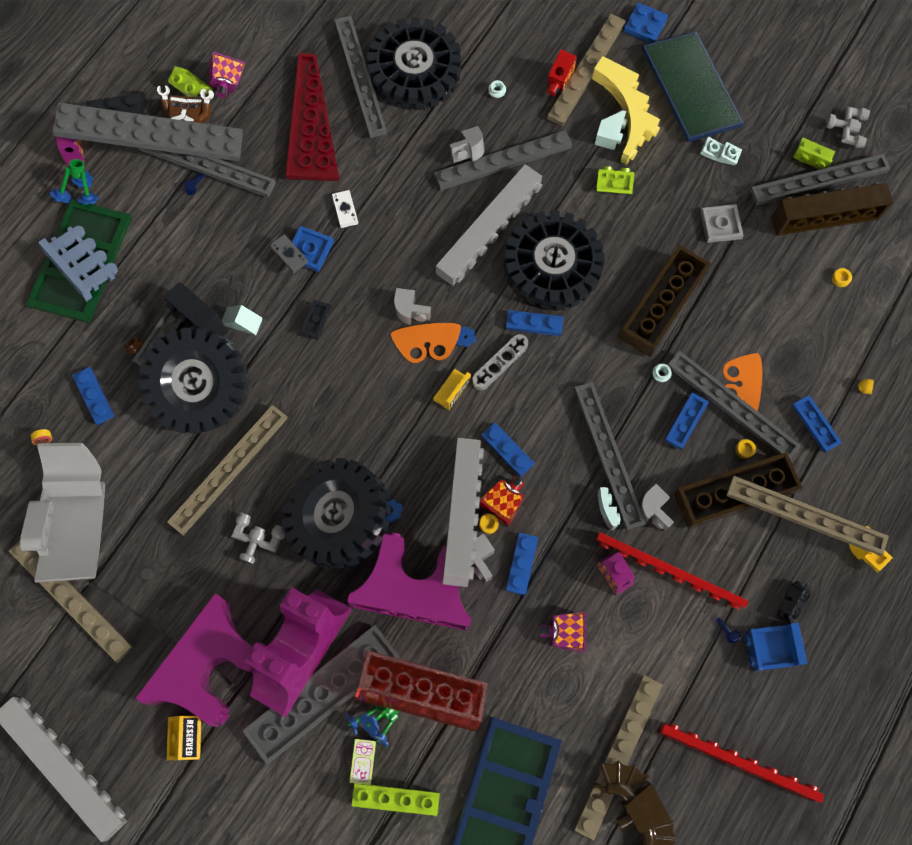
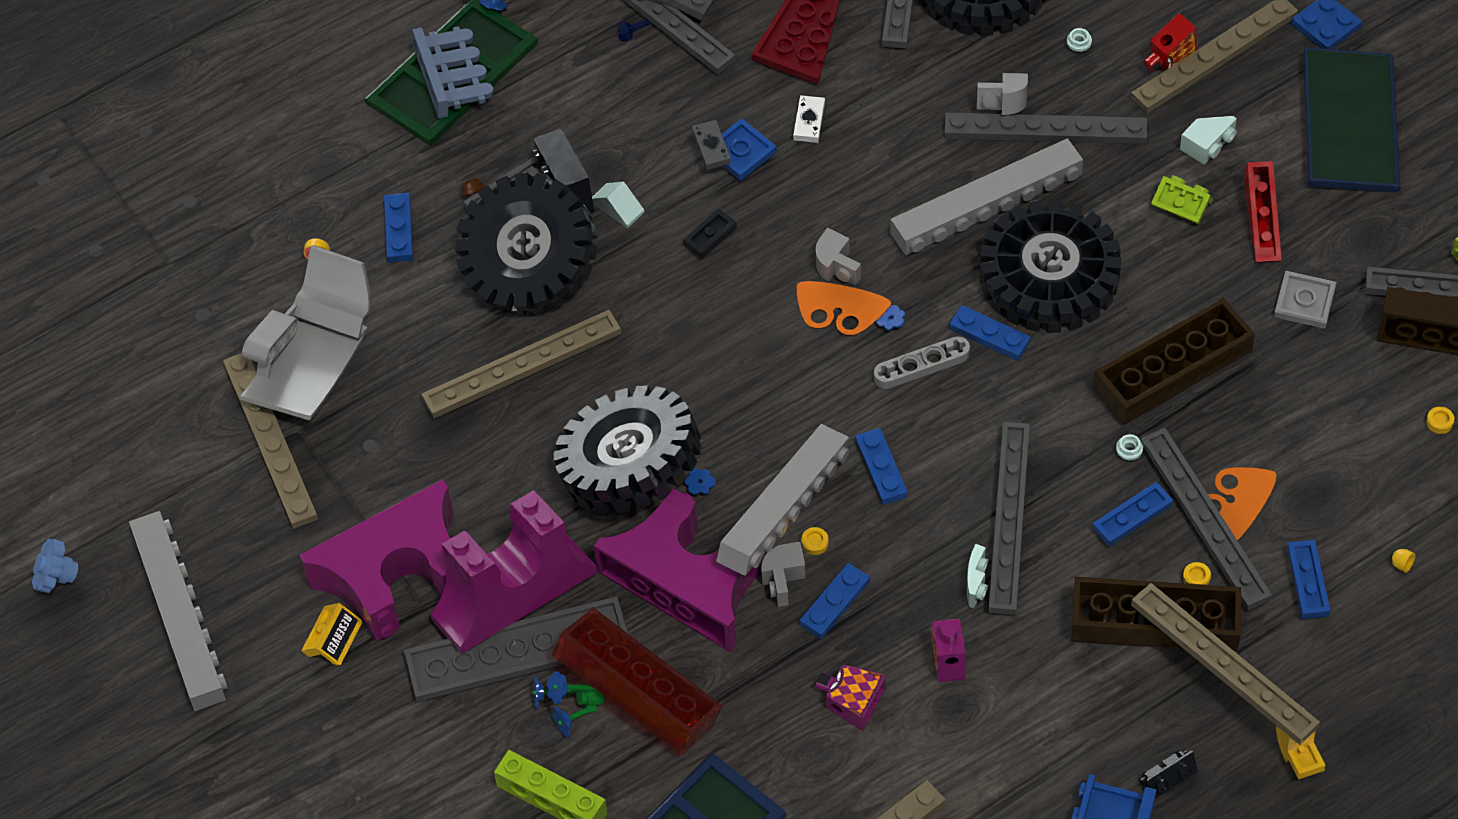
camera: 30 degrees right, 15 degrees down
(255, 537) = (518, 450): light grey piece -> none
(362, 762) = (533, 737): tile -> none
(452, 389) = (844, 372): yellow panel -> none
(503, 500) = (845, 518): torso -> none
(623, 85) = (1253, 89): light yellow arch -> none
(651, 505) = (1035, 593): light grey brick -> none
(669, 171) = (1262, 211): none -> red slope
(678, 574) = (1028, 681): red plate -> none
(722, 153) = (1348, 213): light aqua slope -> none
(731, 636) = (1065, 781): clear blue hand -> none

